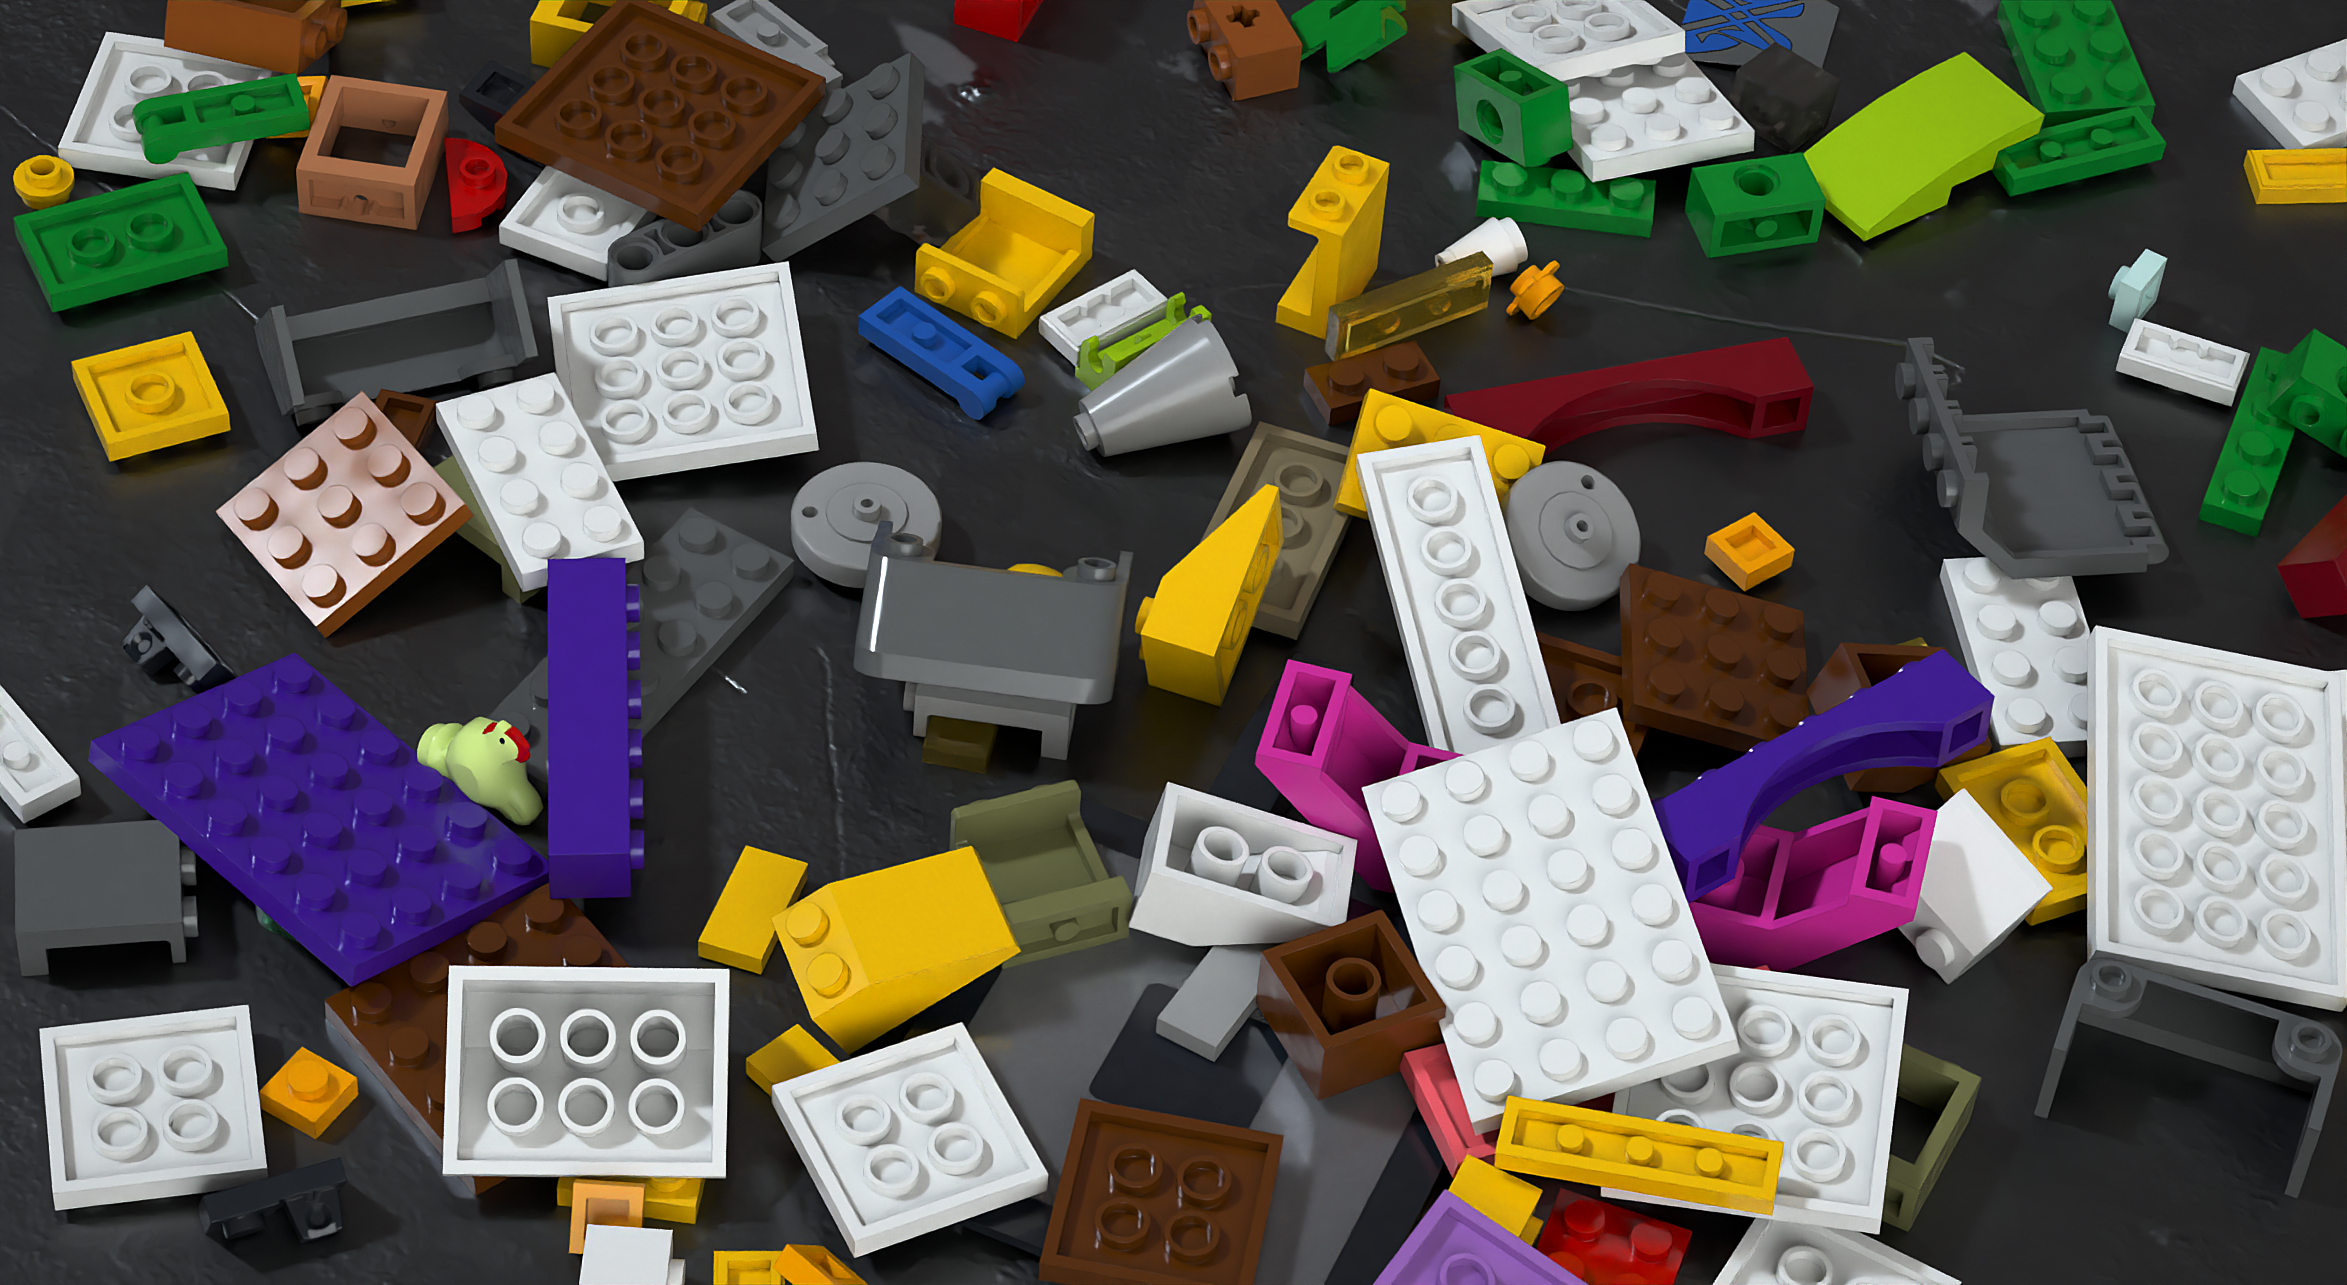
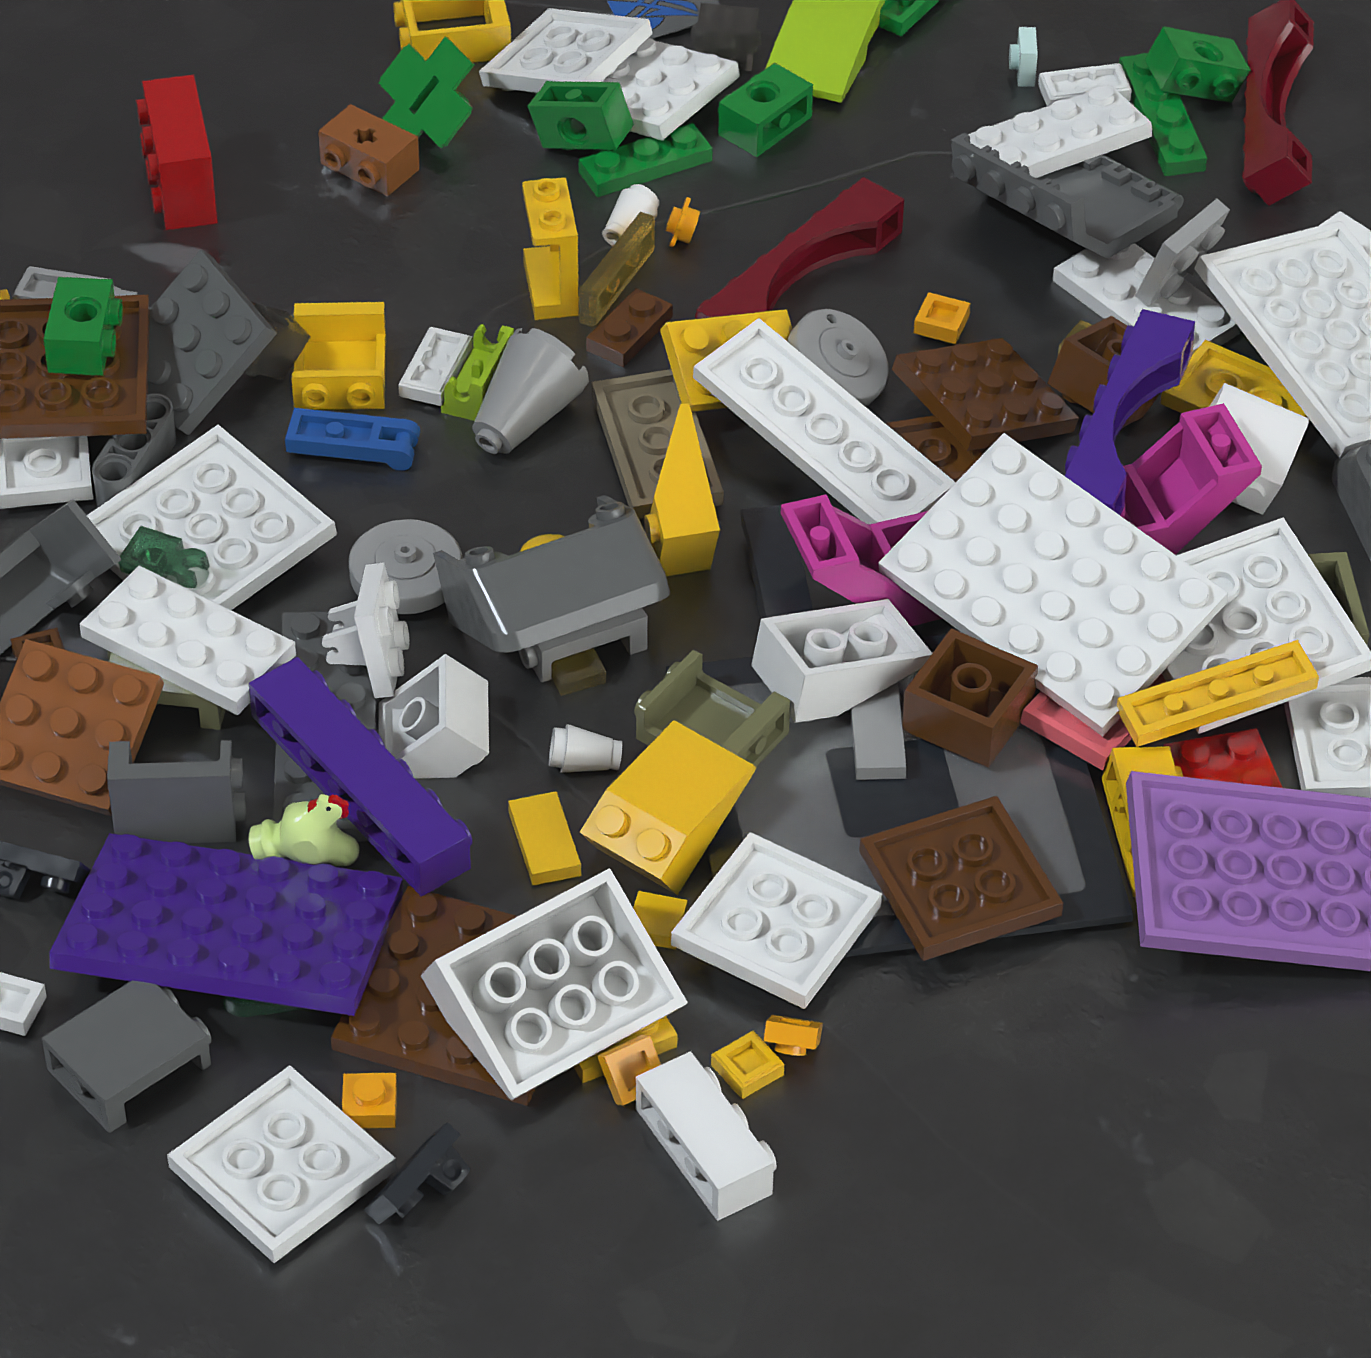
camera: 30 degrees left, 0 degrees up
(377, 651) = (176, 798): none -> dark grey panel
(596, 374) = (163, 556): none -> clear green plate
(707, 75) = (82, 325): none -> green brick
(742, 717) = (438, 720): none -> white slope
(746, 576) = (371, 631): none -> white plate
(875, 831) = (583, 750): none -> white cone
(2068, 609) = (1181, 252): none -> light grey plate
(2083, 402) = (1066, 131): none -> white plate

